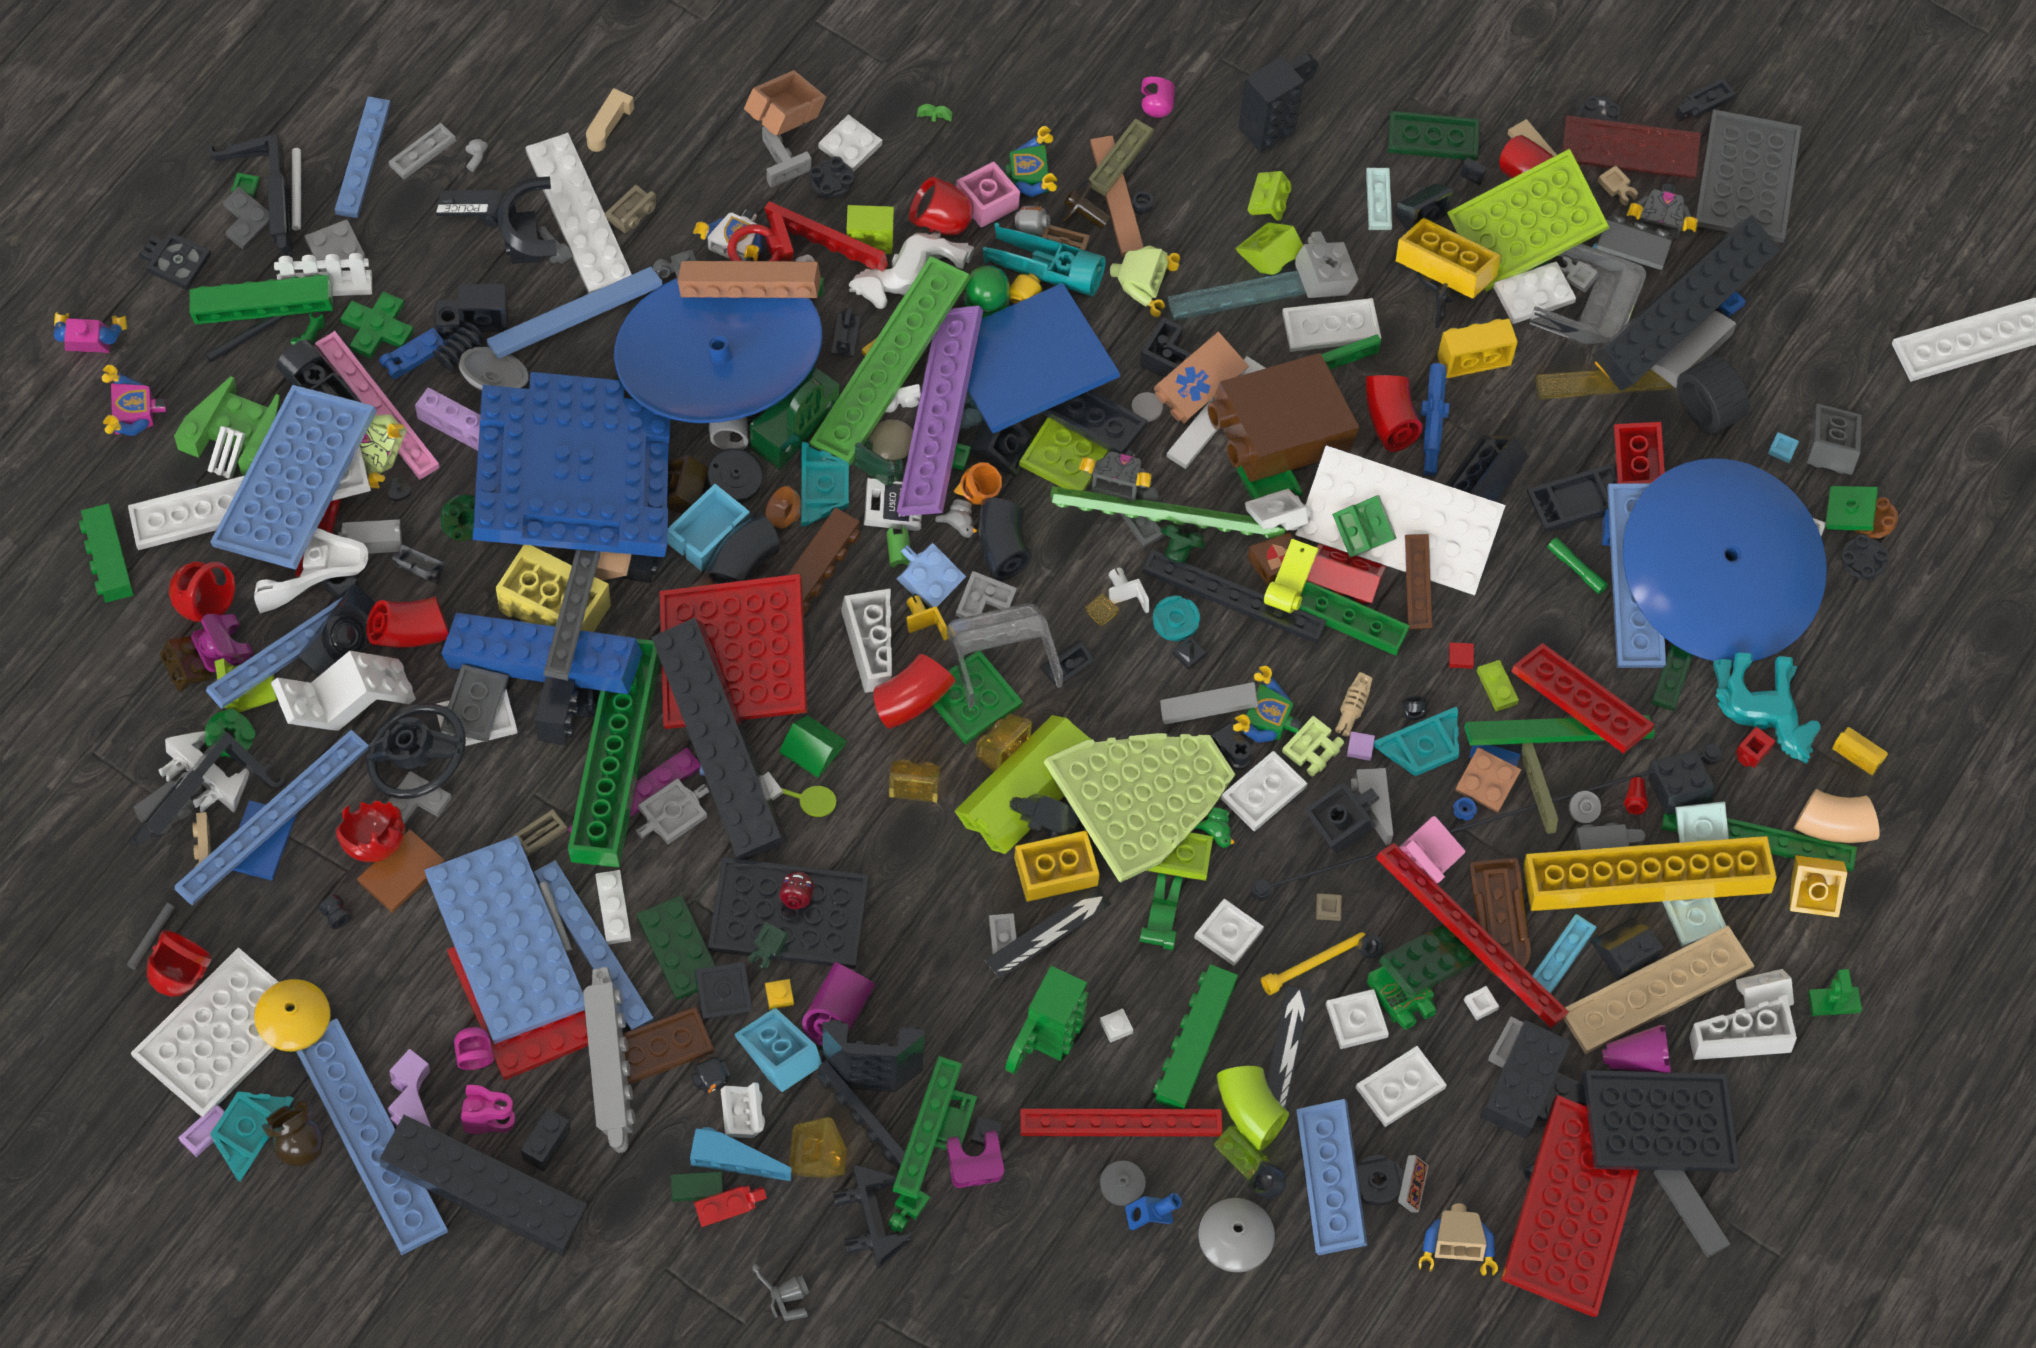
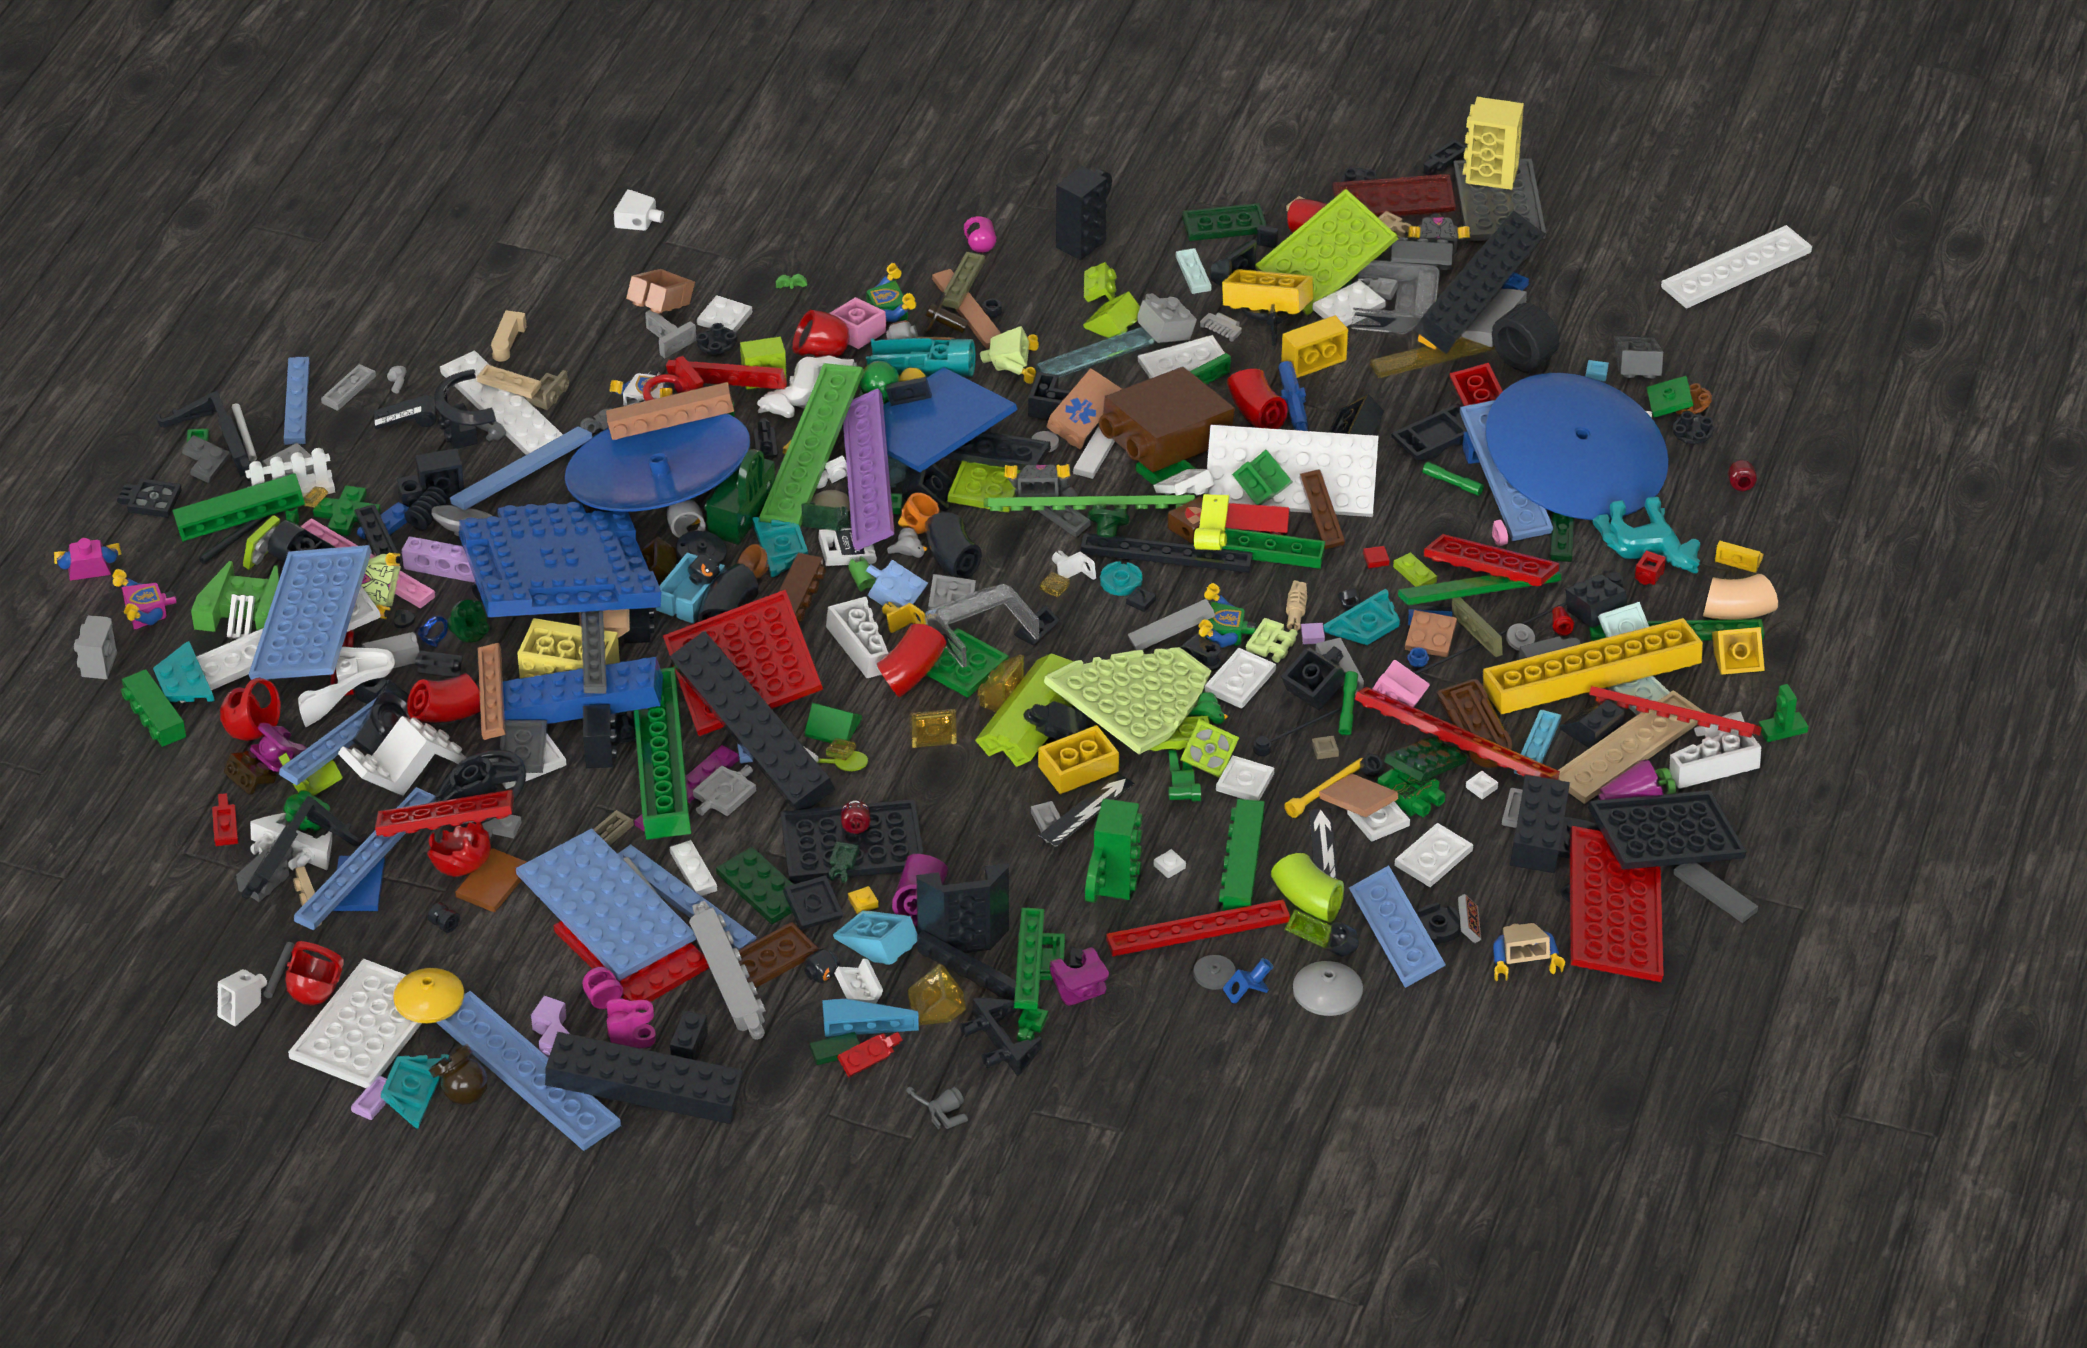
camera: 10 degrees left, 20 degrees down
(65, 458) = (96, 647): none -> light grey hinge
(99, 966) = (239, 995): none -> white torso
(142, 725) = (224, 822): none -> red hinge
(145, 521) = (182, 676): none -> teal wing
(268, 358) = (258, 543): none -> lime piece
(346, 301) = (315, 496): none -> clear yellow tile
(364, 787) = (445, 812): none -> red plate
(397, 374) = (375, 531): none -> black tile
(417, 510) = (423, 631): none -> clear blue piece
(456, 629) = (491, 691): none -> nougat tile
(591, 189) = (509, 381): none -> tan tile
(724, 515) = (703, 569): none -> black head
(810, 783) = (840, 749): none -> clear yellow tile
(1013, 313) = (908, 391): none -> black plate
(1200, 887) = (1209, 748): none -> lime piece
(1342, 988) = (1358, 795): none -> nougat tile
(1373, 845) = (1346, 715): none -> green piece
(1389, 280) = (1224, 323): none -> light grey piece
(1604, 658) = (1499, 533): none -> bright pink tile
(1685, 1045) = (1665, 774): none -> bright green piece
(1725, 970) = (1683, 714): none -> red plate
(1757, 113) = (1493, 143): none -> light yellow brick
(1897, 640) = (1742, 475): none -> dark red head

